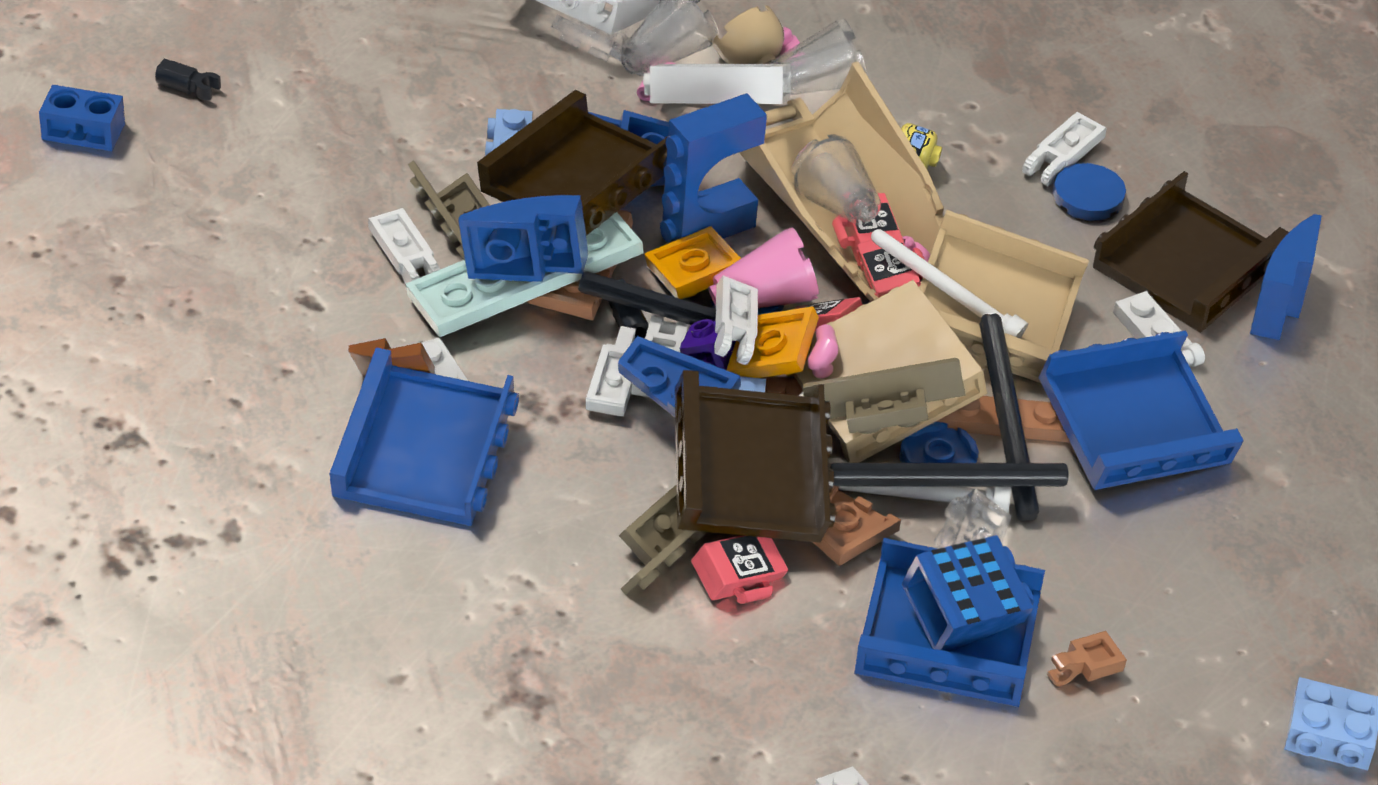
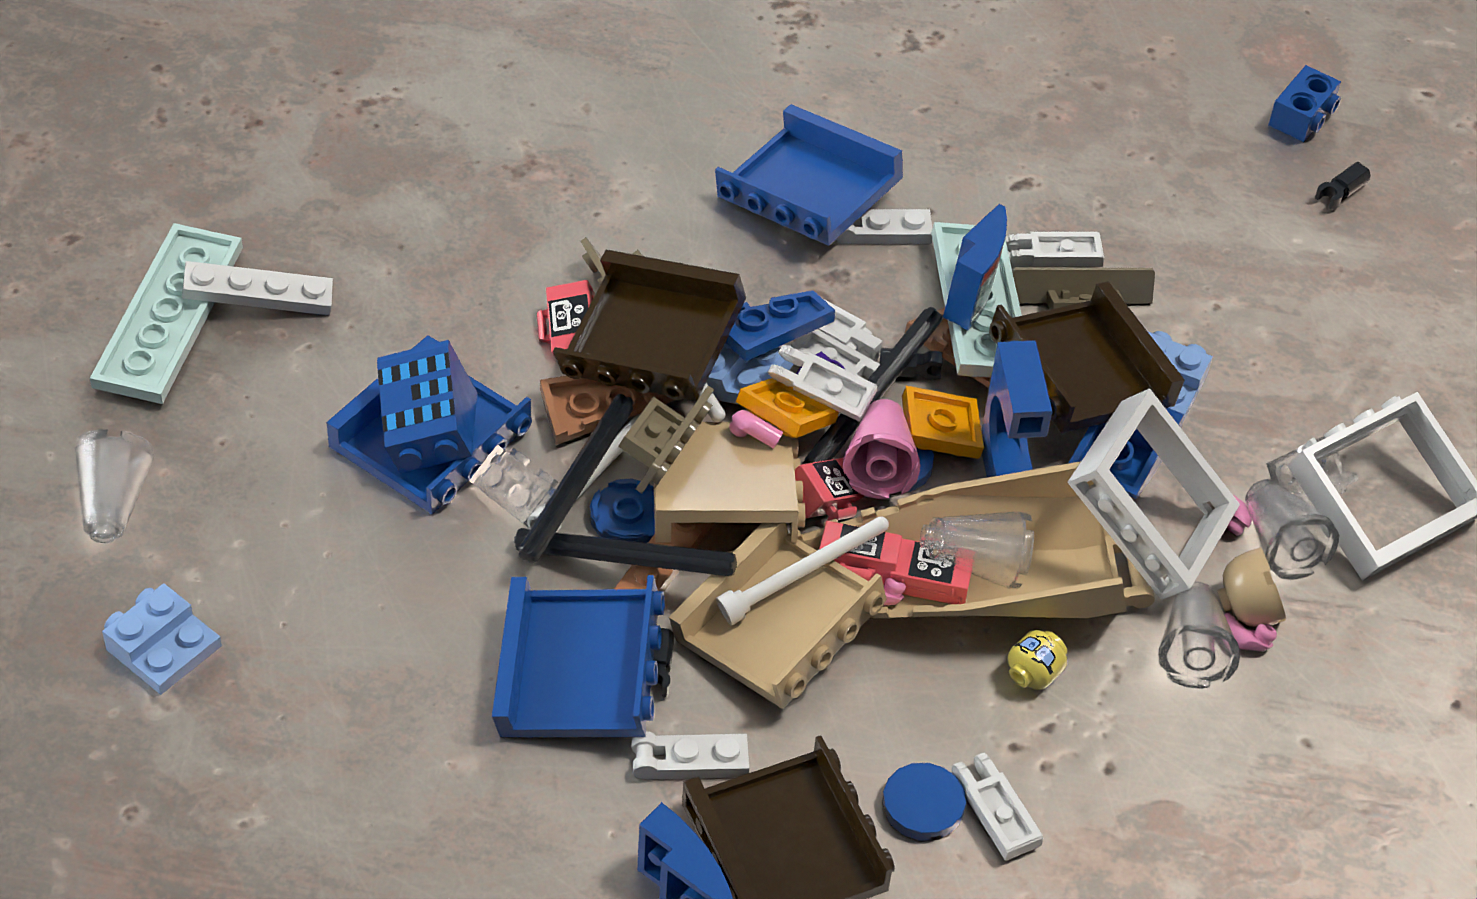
camera: 115 degrees right, 5 degrees up
(408, 356) = (905, 181): dark orange slope -> none
(1090, 655) = (336, 501): nougat plate -> none

